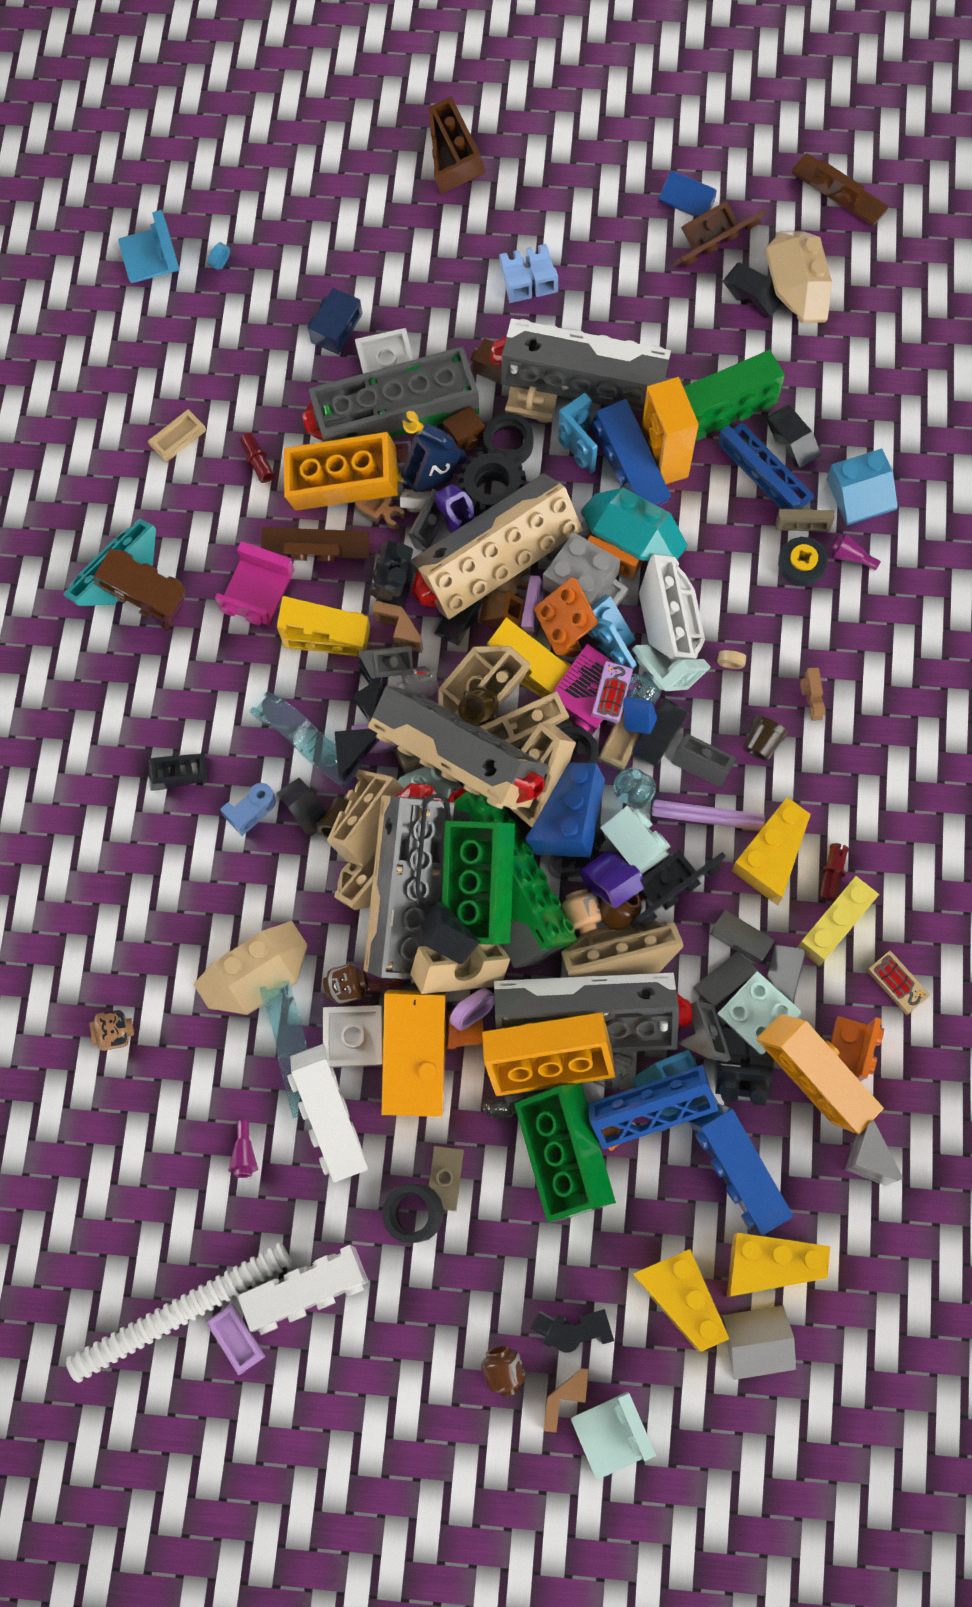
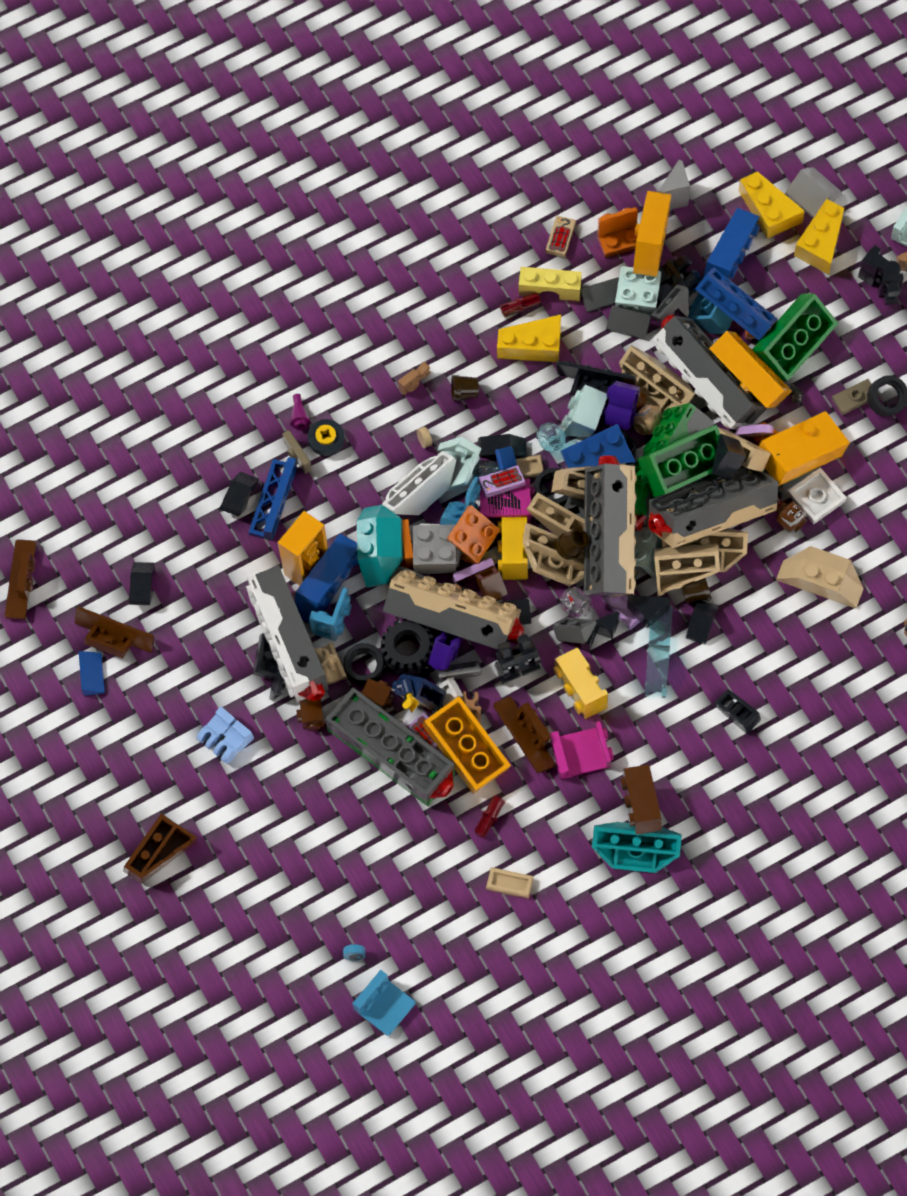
camera: 125 degrees left, 5 degrees down
(250, 809) = (727, 647): medium blue leg -> none
(287, 1034) = (852, 521): clear light blue piece -> none
(327, 1114) = (870, 474): white wedge -> none
(335, 320) = (351, 836): dark blue brick -> none
(383, 350) = (356, 783): white plate -> none
(405, 632) = (546, 636): medium nougat slope -> none
(703, 760) = (500, 415): dark grey slope -> none
(708, 815) = (533, 390): lavender axle -> none
(735, 392) = (239, 541): green brick -> none
(742, 937) = (595, 330): dark grey slope -> none
(800, 274) = (108, 561): tan wedge -> none
(863, 486) = (247, 433): dark azure slope -> none

